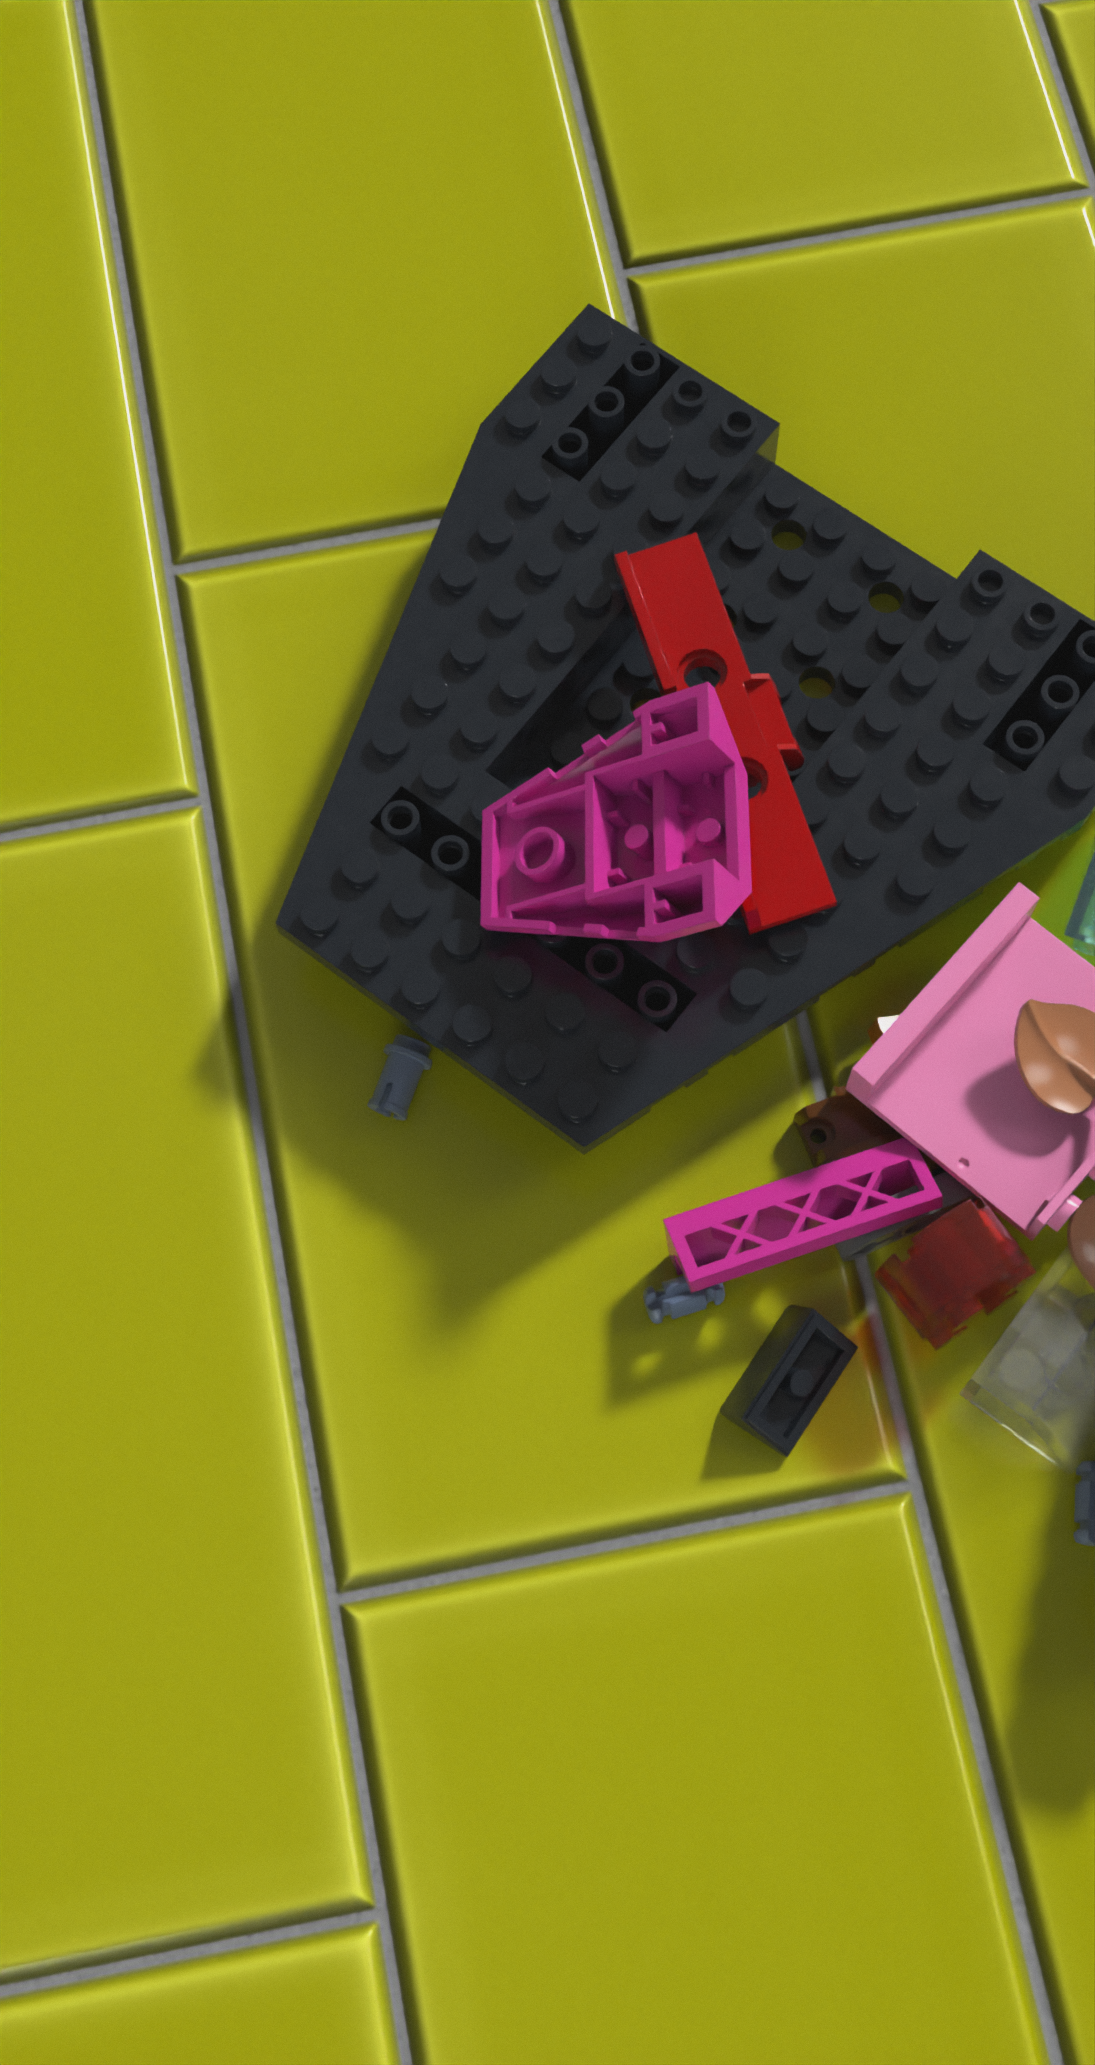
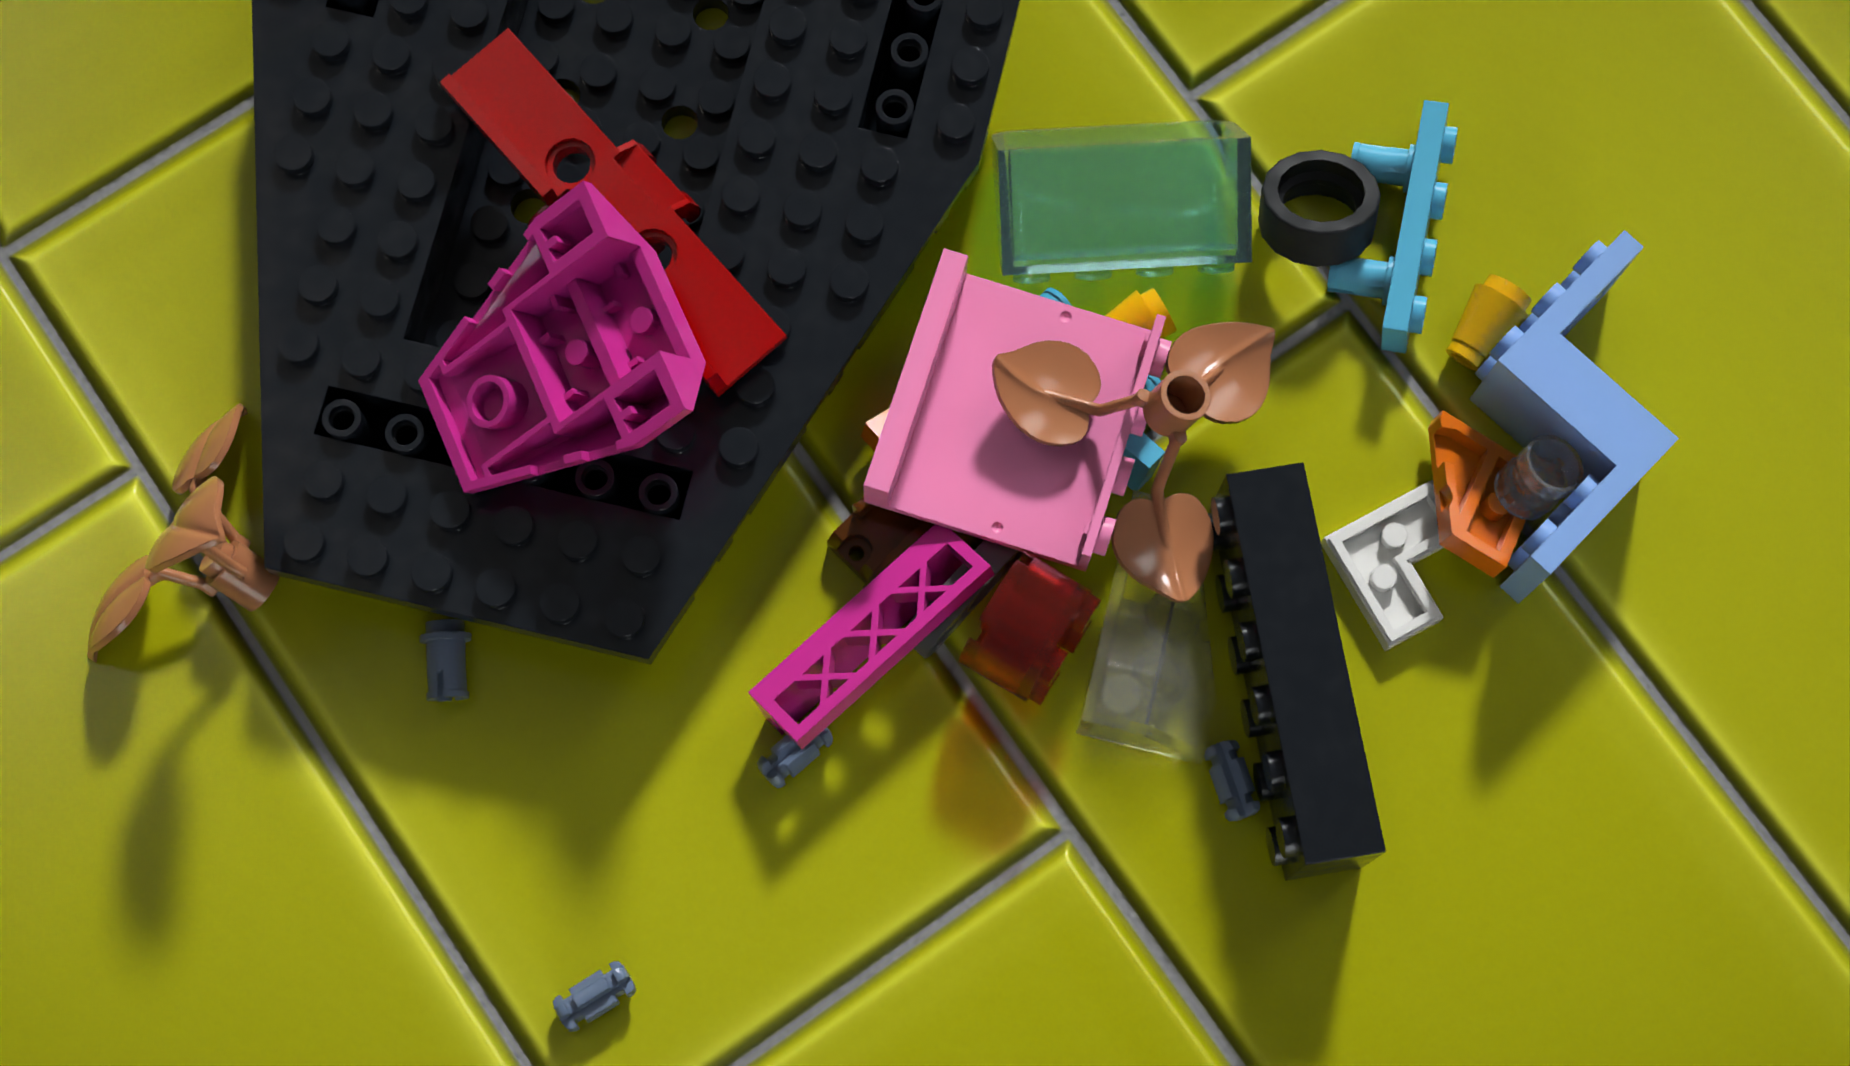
camera: 30 degrees left, 5 degrees up
(245, 913) = (195, 530): none -> nougat plant
(402, 1440) = (594, 996): none -> sand blue piece
(789, 1378) = (920, 785): black slope -> none

